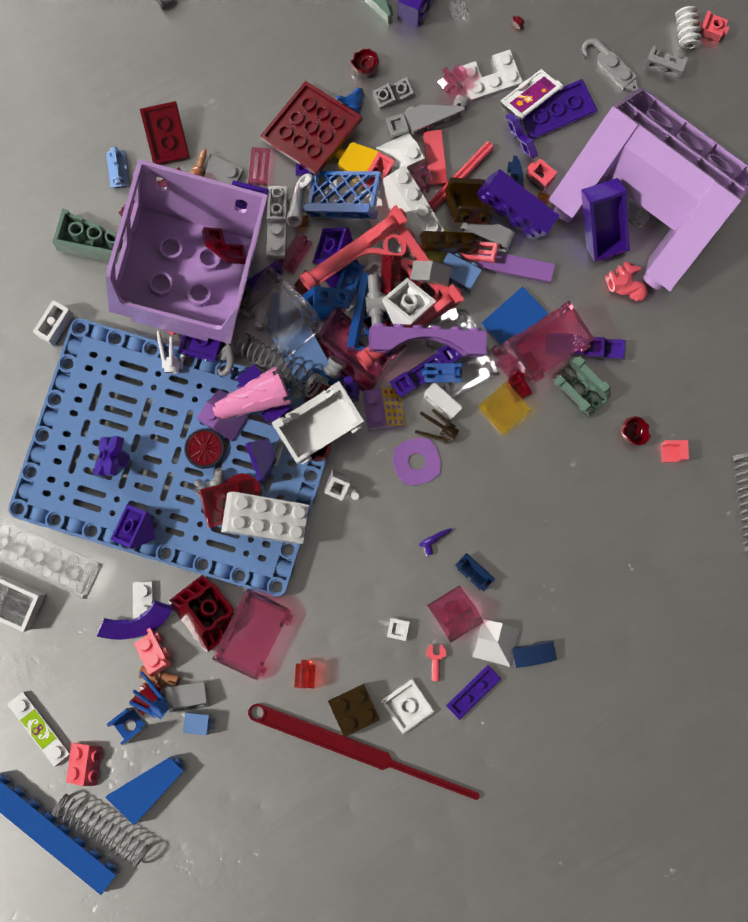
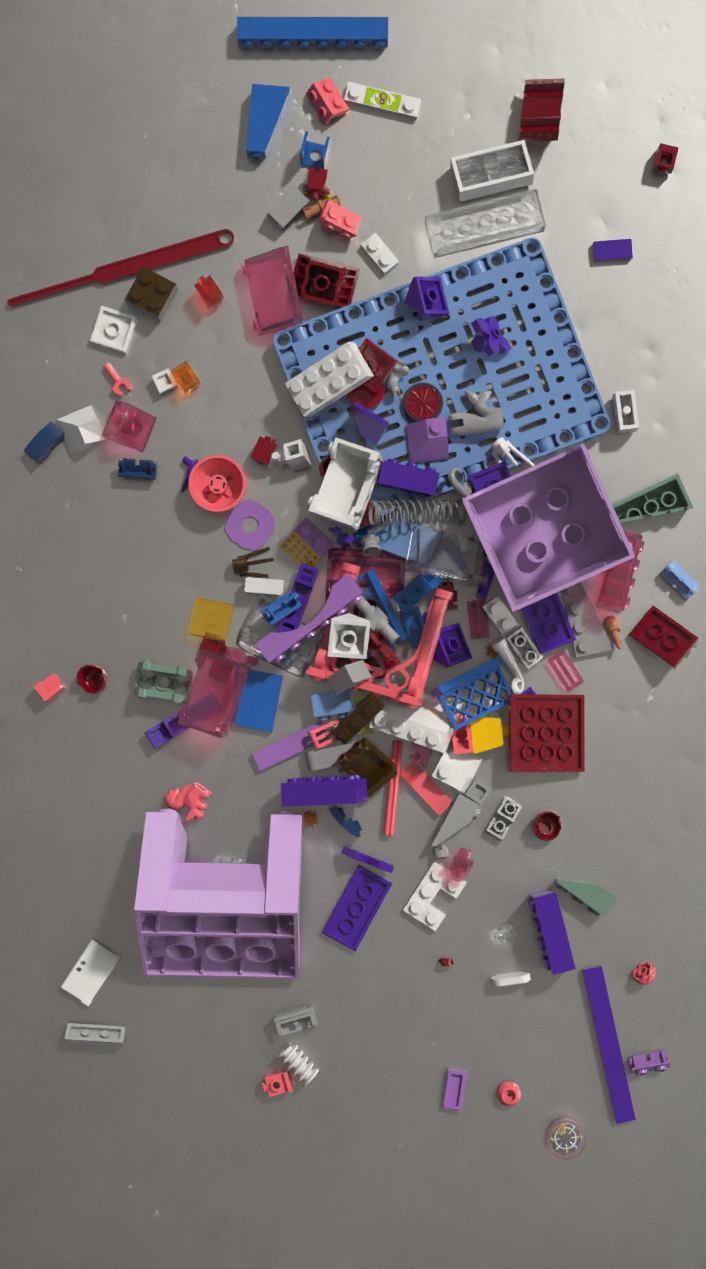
camera: 145 degrees right, 5 degrees up
(59, 806) = (232, 69): light grey piece -> none
(128, 629) = (361, 243): dark purple tile -> none
(158, 708) = (301, 179): blue plant -> none
(160, 392) = (473, 424): none -> light grey piece
(198, 723) = (263, 194): medium blue brick -> none
(215, 242) = (525, 566): dark red tile -> none
(257, 395) = (409, 468): bright pink cone -> none
(353, 100) = (530, 784): blue animal -> none
(360, 509) = (263, 451): none -> dark red brick
(378, 617) = (186, 377): none -> clear orange brick
(419, 496) = (210, 475): none -> coral piece
(473, 692) = (70, 378): dark purple tile -> none
(535, 92) = (385, 911): door -> none
(545, 170) = (320, 843): coral brick -> none
(606, 219) = (241, 831): dark purple piece -> none
(612, 66) = (338, 983): light grey plate -> none

